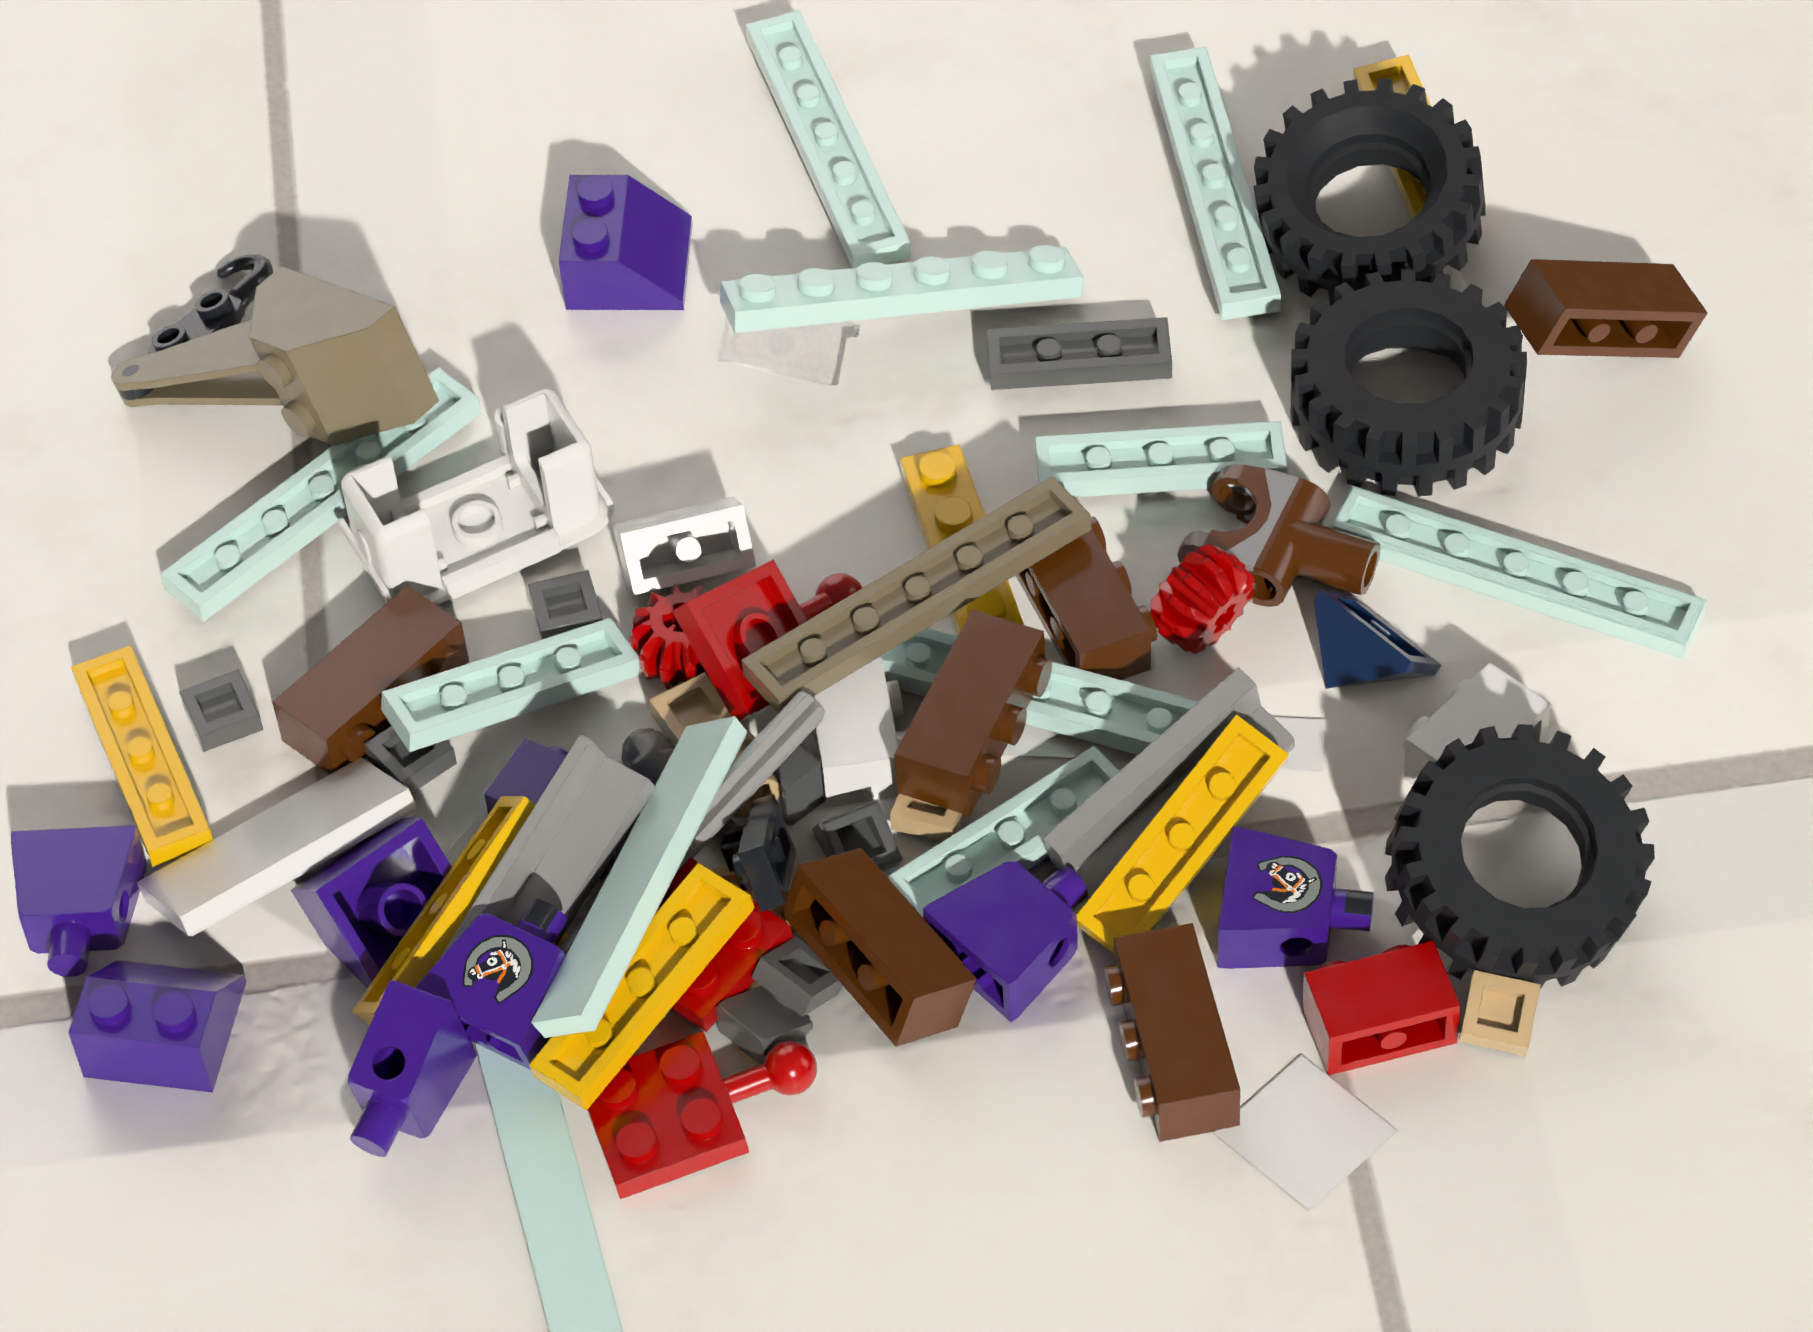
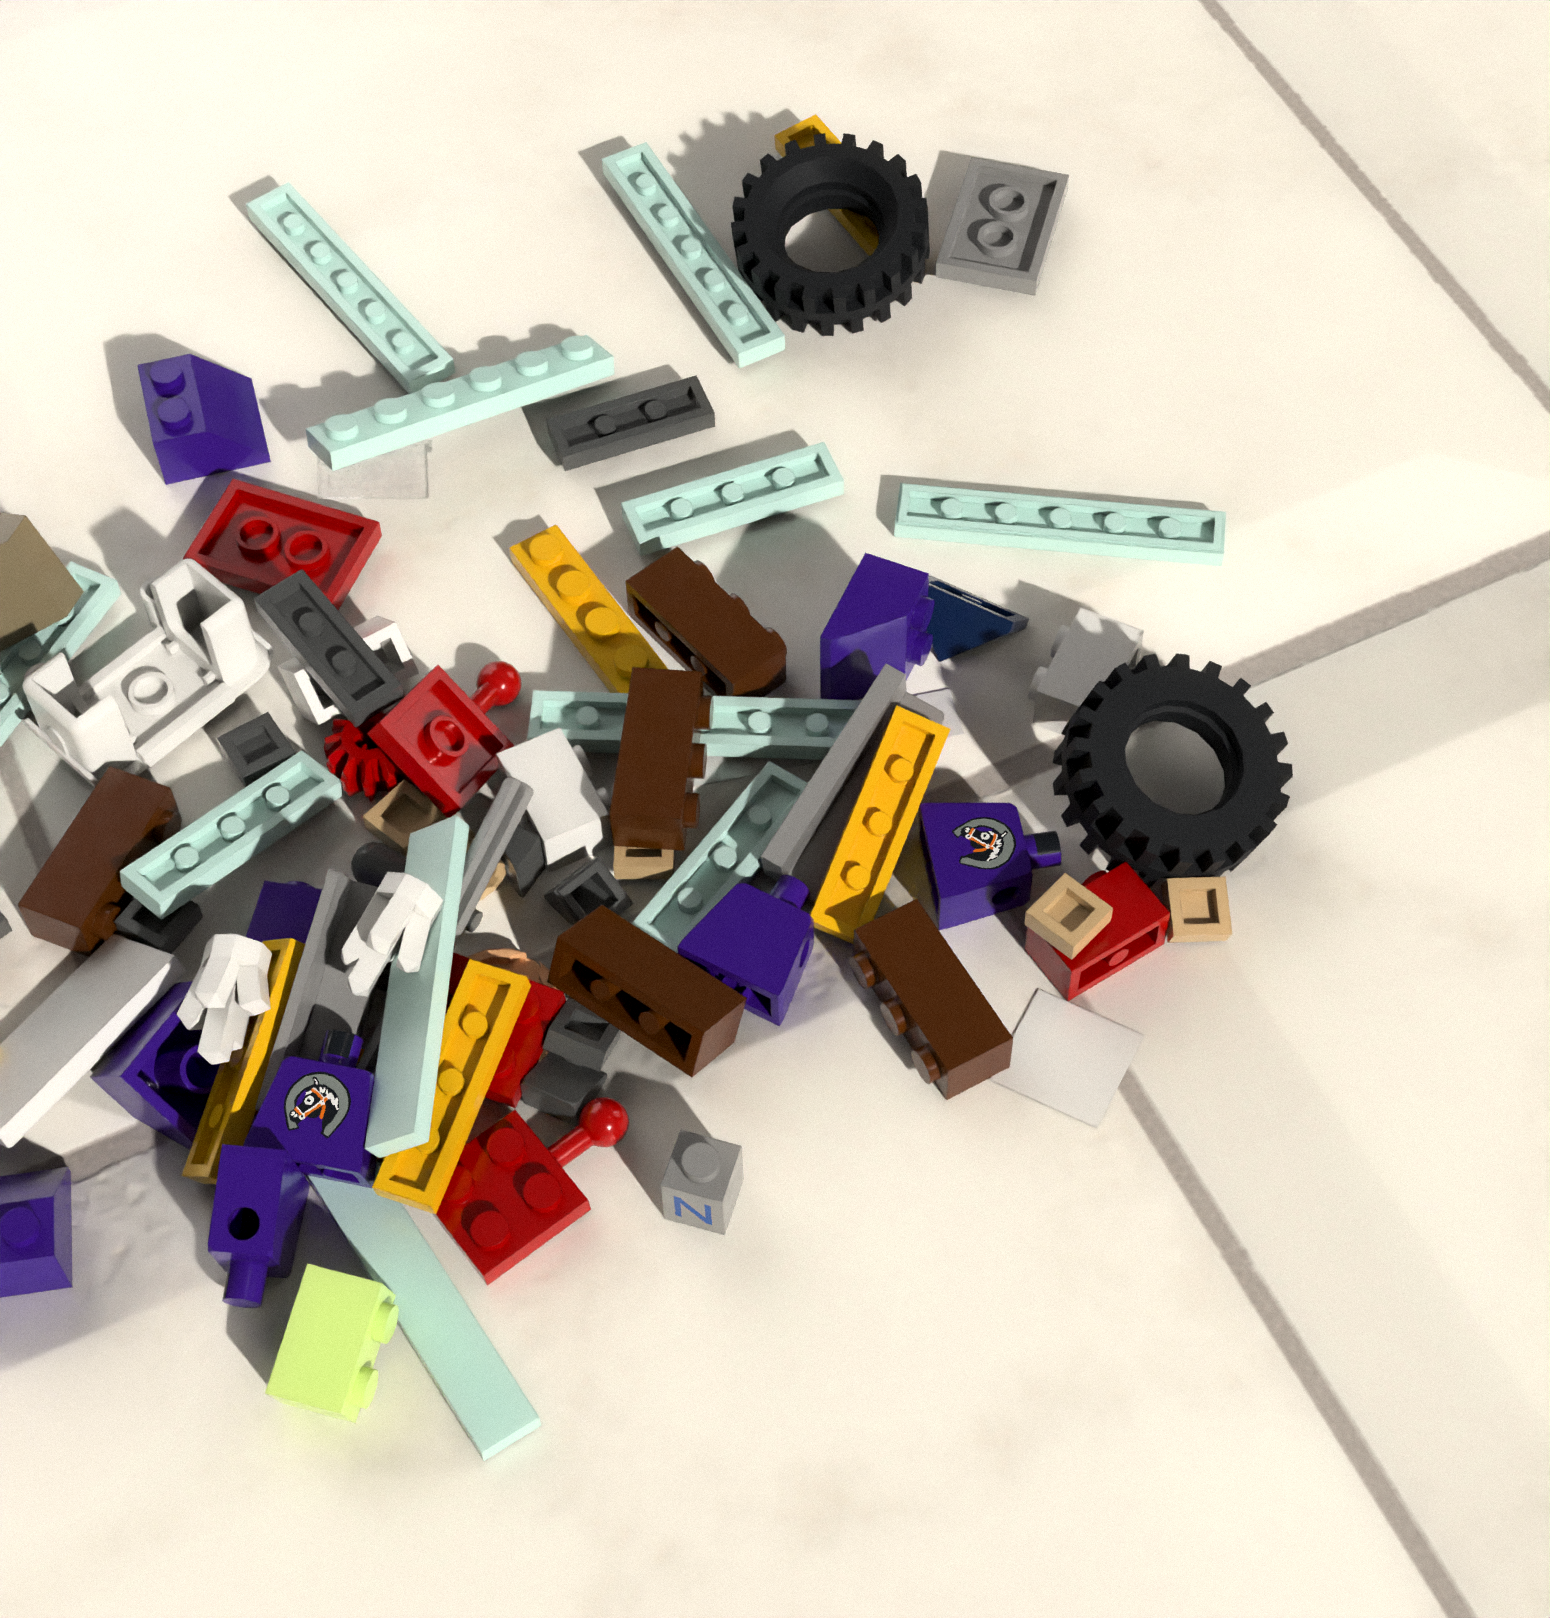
camera: 20 degrees left, 5 degrees up
(442, 1207) = (333, 1343): none -> yellowish green brick
(444, 837) = (226, 993): none -> white rock
(625, 813) = (392, 921): none -> white rock
(662, 514) = (329, 648): none -> dark grey plate
(663, 402) = (266, 536): none -> red plate
(762, 853) = (514, 933): black plate -> none
(867, 1151) = (702, 1182): none -> light grey brick
(917, 594) = (574, 667): dark tan plate -> none
(1201, 598) = (810, 607): red gear -> none
(1255, 620) = (873, 625): none -> dark purple slope
(1285, 535) = (852, 523): reddish brown connector -> none
(1342, 977) = (1068, 916): none -> tan plate
(1407, 440) = (914, 435): black tyre -> none
(1579, 212) = (1002, 226): none -> light grey plate
(1605, 308) = (1059, 287): reddish brown brick -> none

